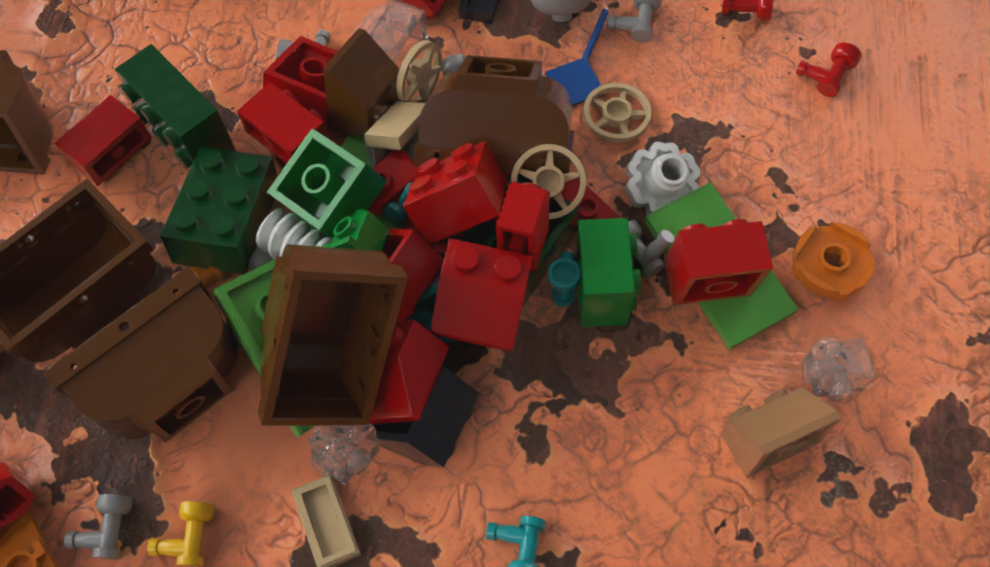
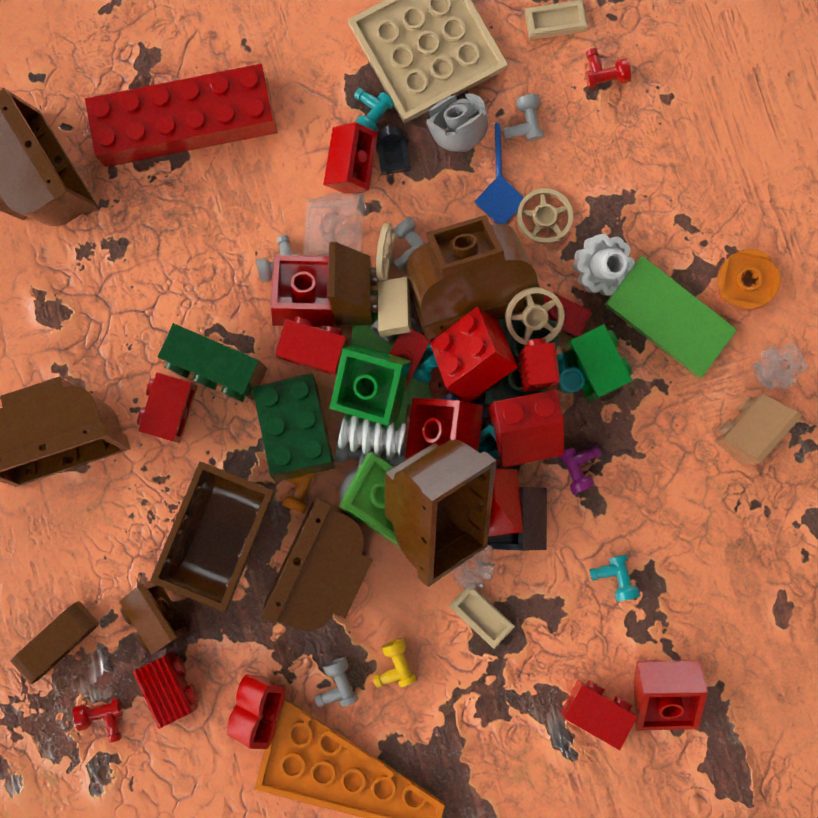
camera: 20 degrees left, 20 degrees up
(359, 232) = (418, 422): green brick -> none
(527, 410) = (573, 460): none -> magenta piece
(649, 256) = (620, 330): light grey piece -> none
(717, 261) = (678, 330): red brick -> none
(844, 57) = (699, 97): red piece -> none

